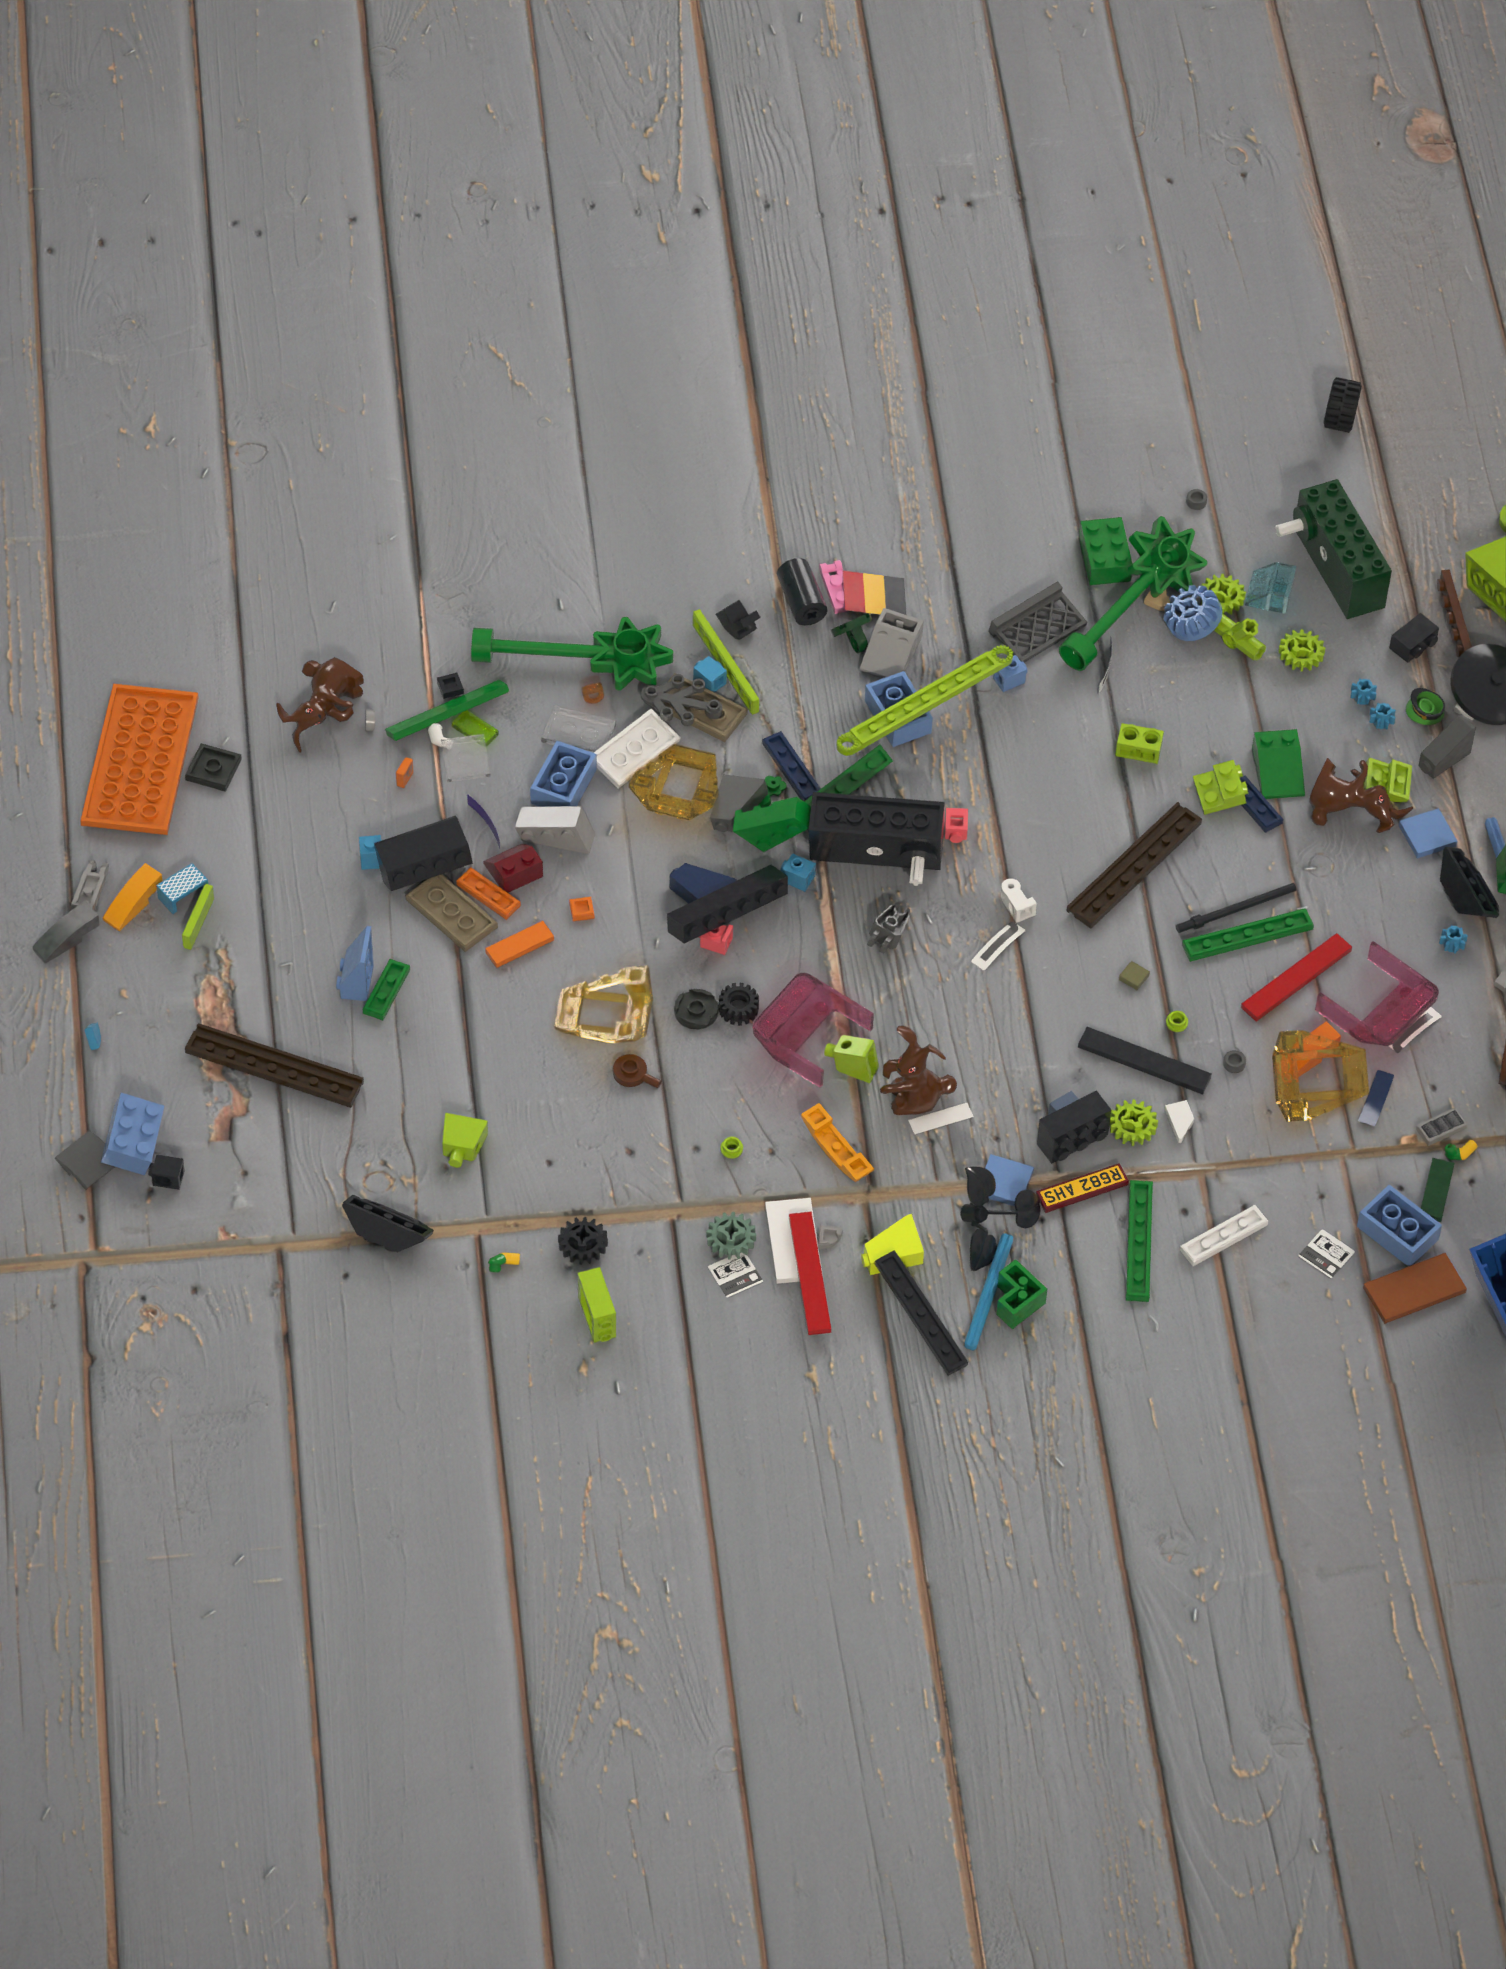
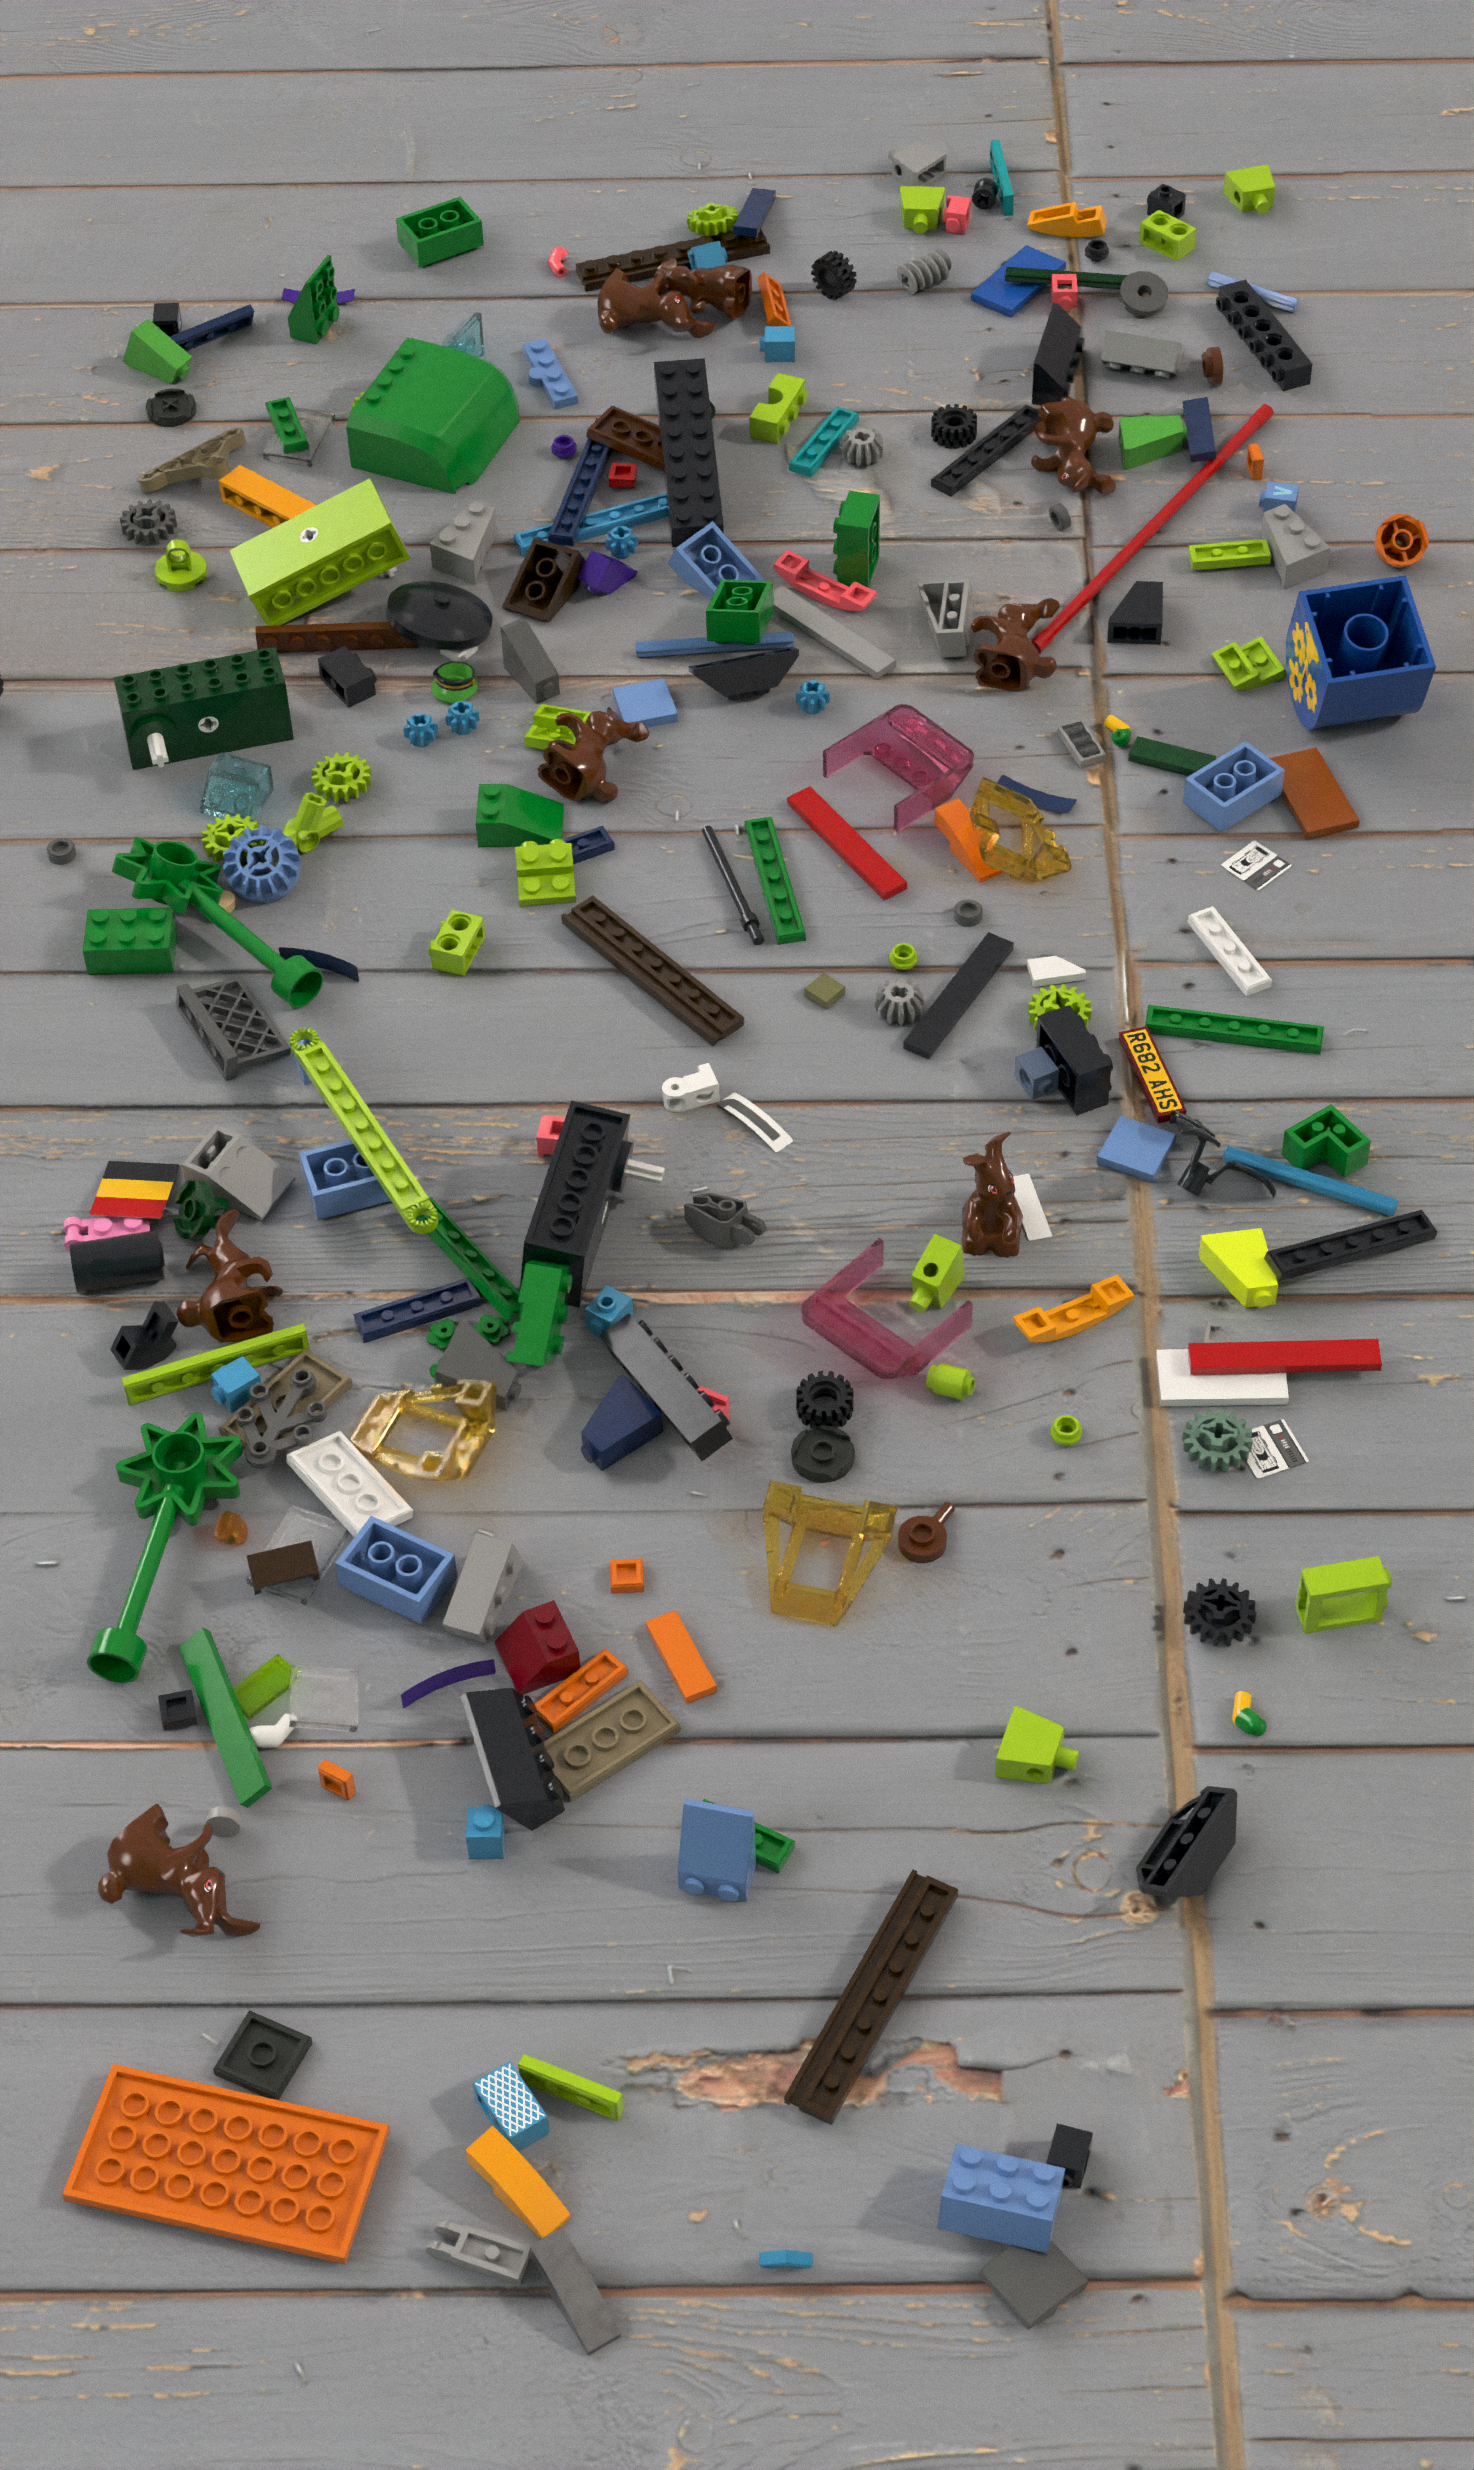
camera: 80 degrees left, 5 degrees down
(556, 718) = (282, 1565): none -> dark brown hinge
(765, 1075) = (950, 1381): none -> lime brick
(769, 655) = (228, 1305): none -> reddish brown animal
(1125, 1020) = (899, 1001): none -> light grey gear

